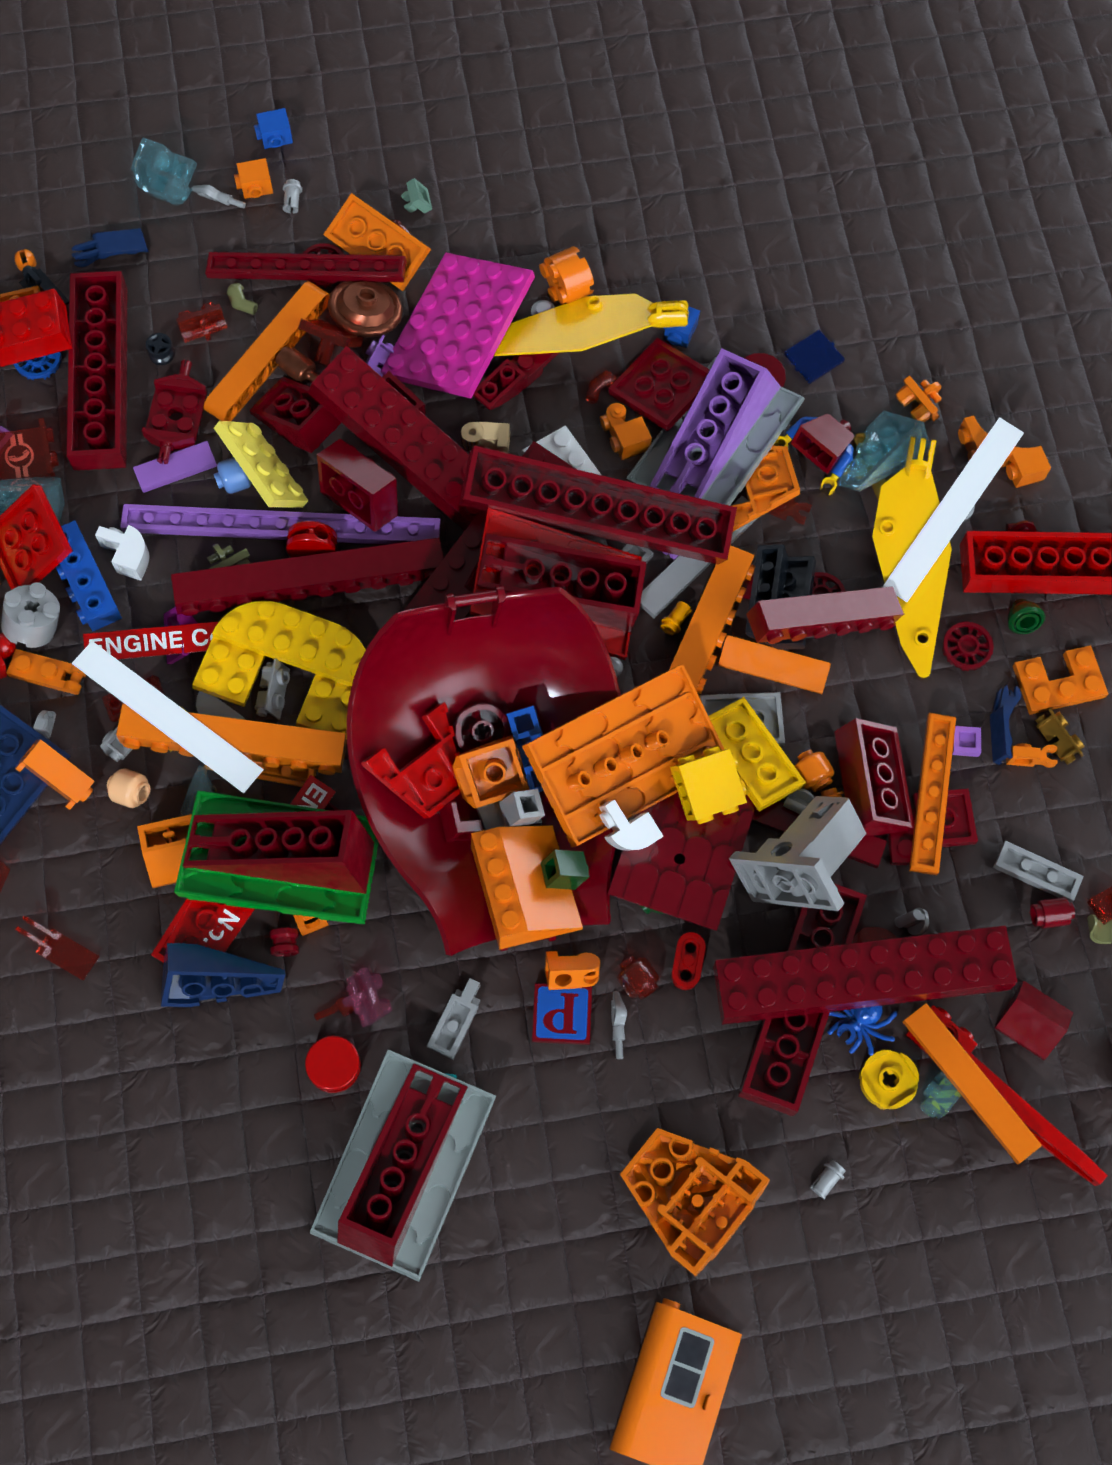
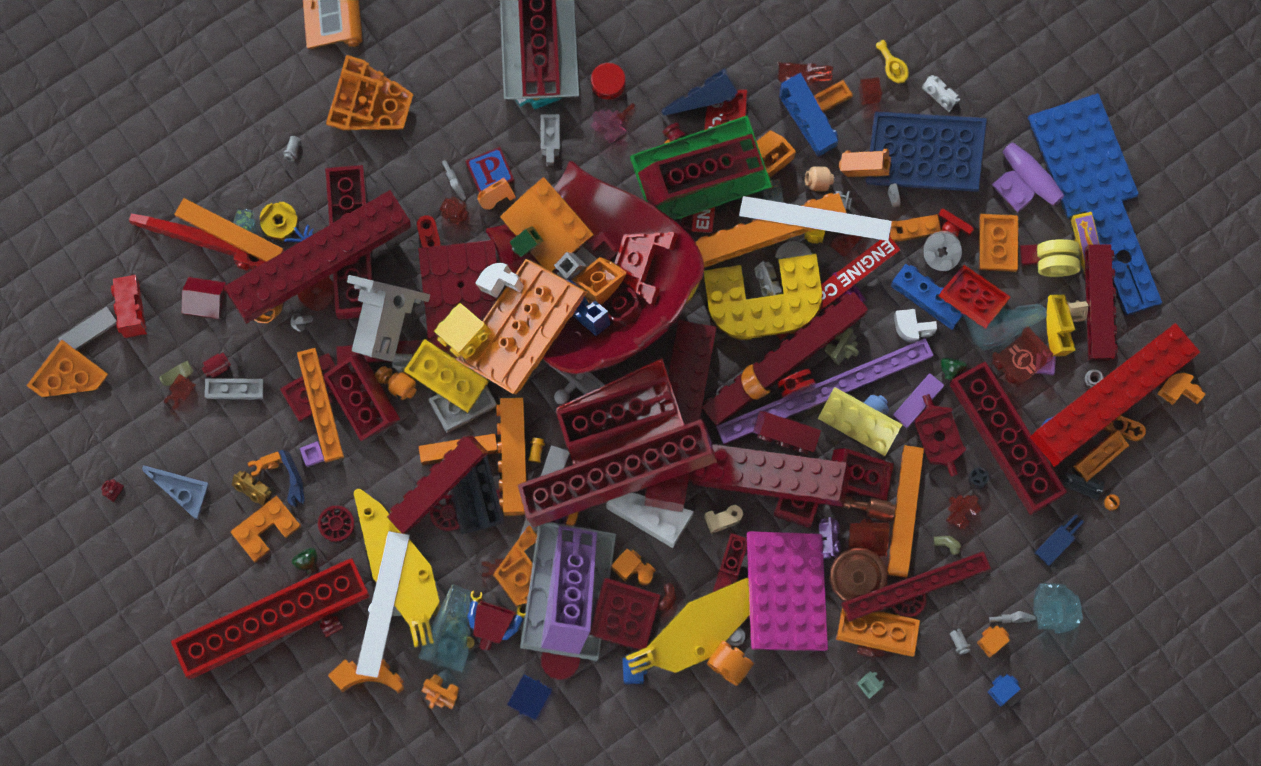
camera: 155 degrees right, 5 degrees up
(42, 897) = (833, 96): none -> orange tile
(89, 878) = (808, 115): none -> blue wedge
(108, 481) = (952, 368): none -> dark green brick
(369, 560) = (751, 384): none -> orange helmet

